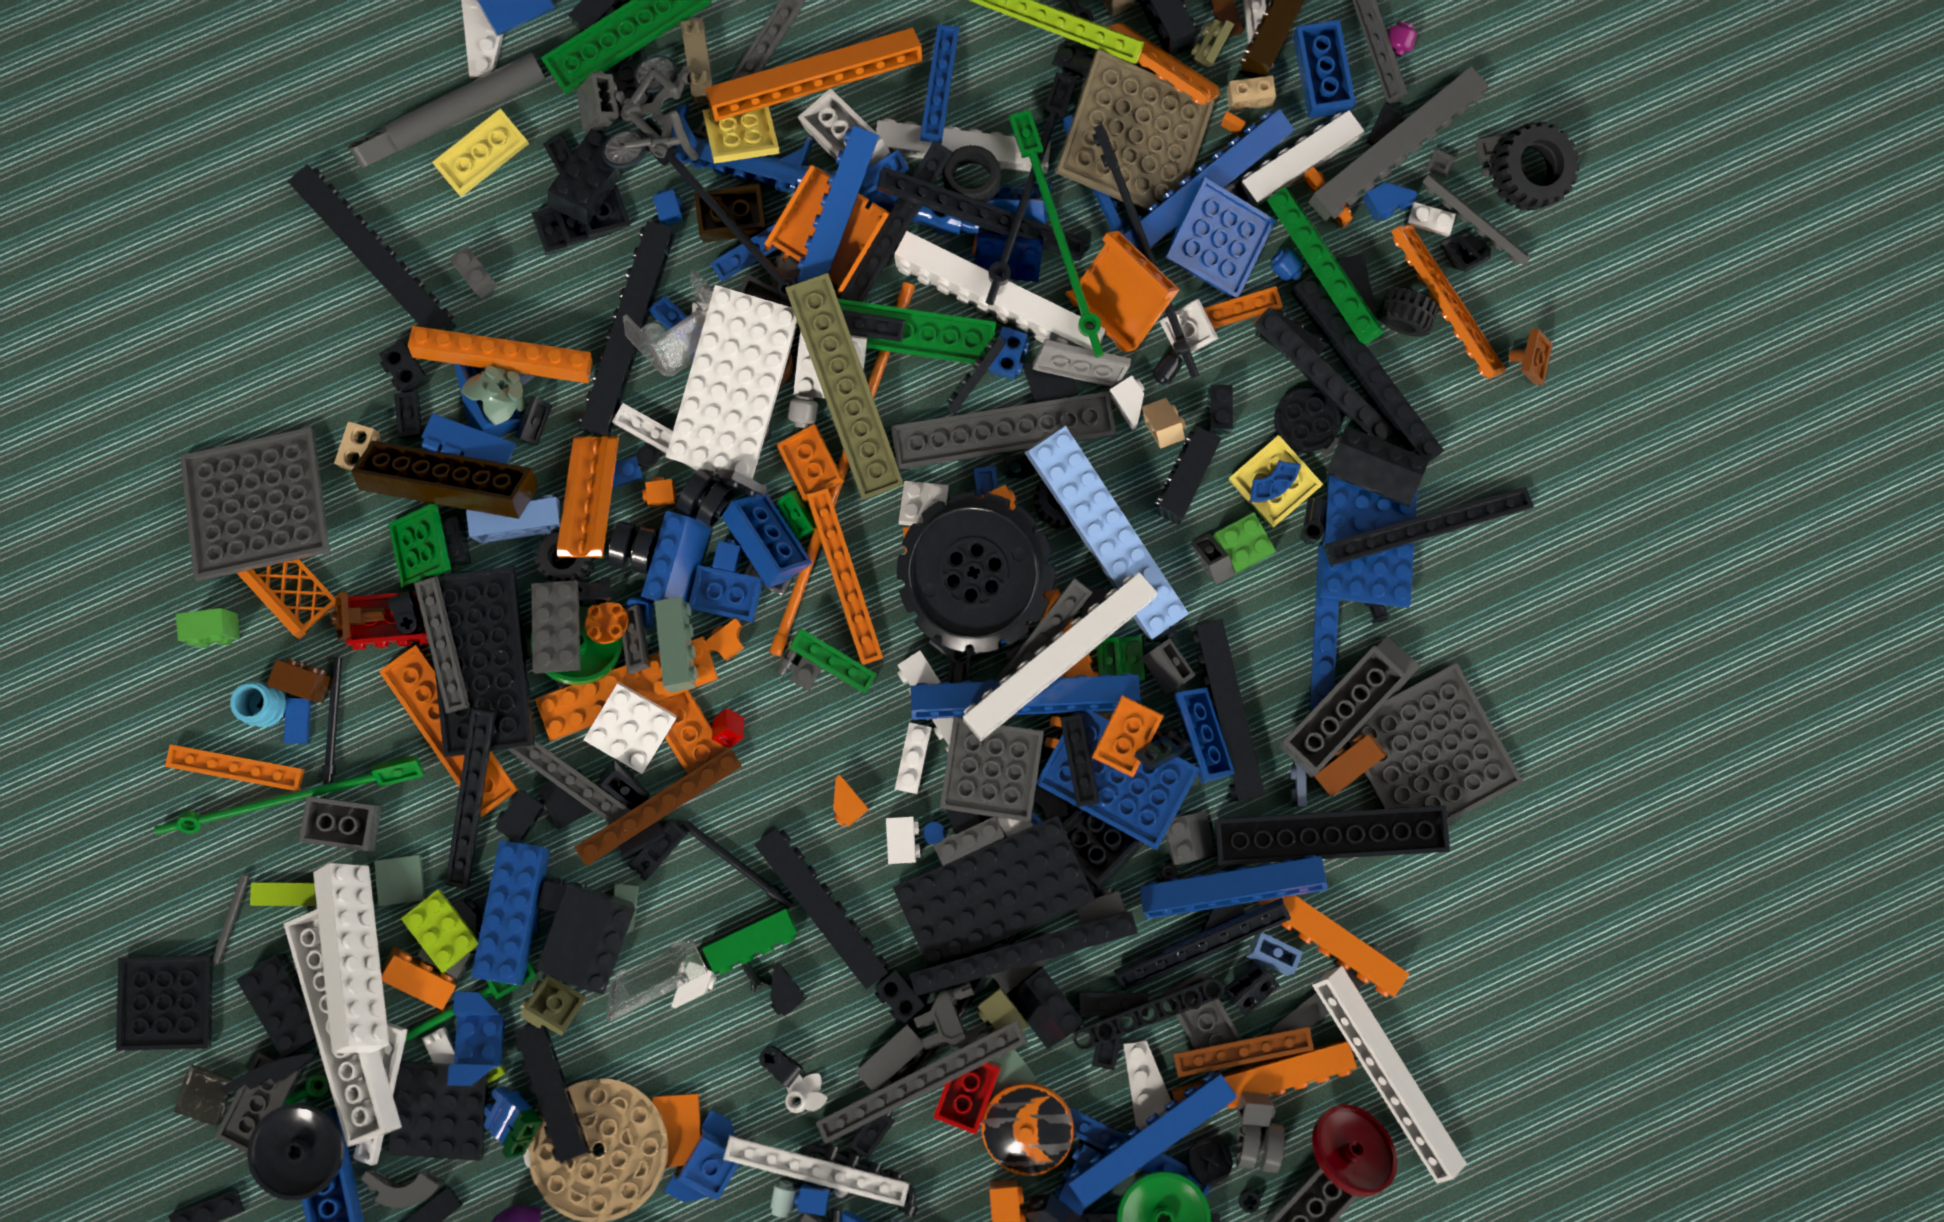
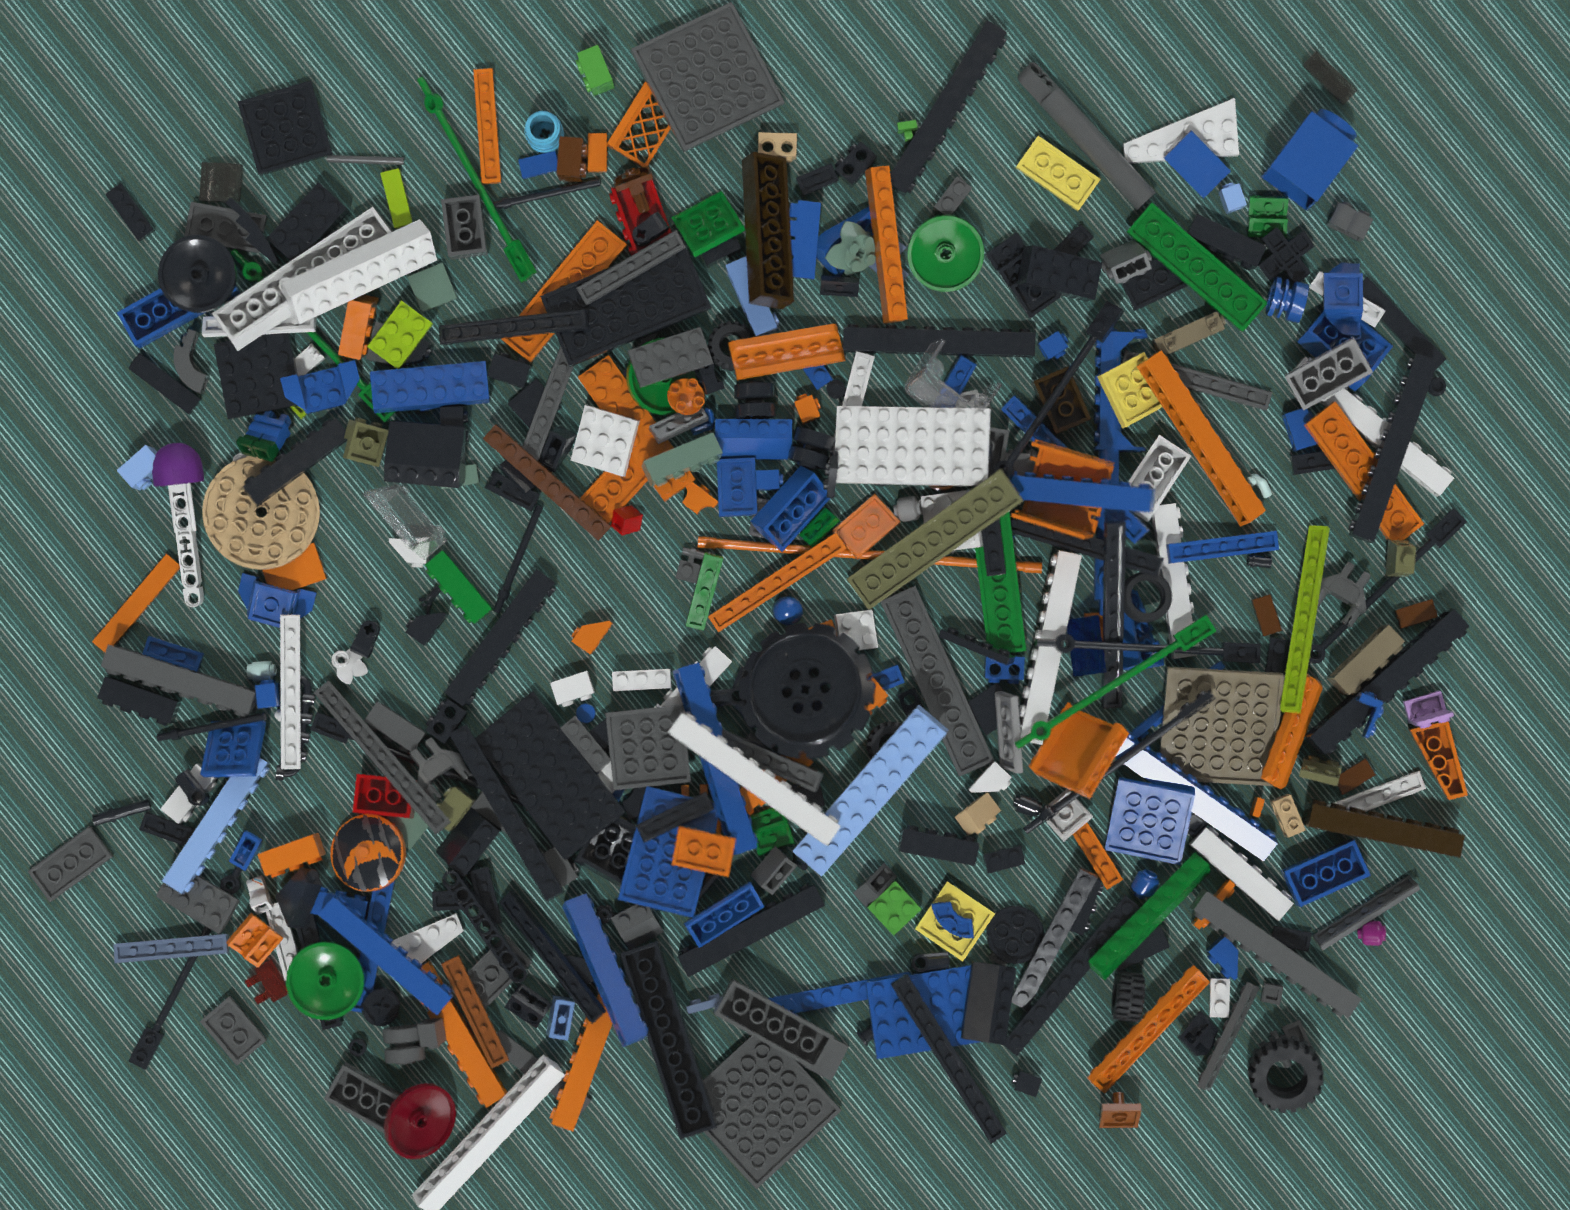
camera: 70 degrees right, 5 degrees up
(303, 651) = (597, 152): none -> orange tile
(381, 301) = (907, 128): none -> bright green tile
(543, 278) = (949, 270): none -> green dish
(629, 146) = (1090, 302): dark grey piece -> none
(879, 575) = (787, 610): none -> blue hair
(882, 26) = (1261, 483): none -> light aqua arm
(963, 58) = (1258, 561): none -> black pin
(1026, 60) = (1266, 615): none -> reddish brown tile
(1162, 750) = (699, 883): black plate -> none
(1350, 763) = (732, 1042): dark orange brick -> none
(1475, 450) = (1026, 1082): none -> black brick

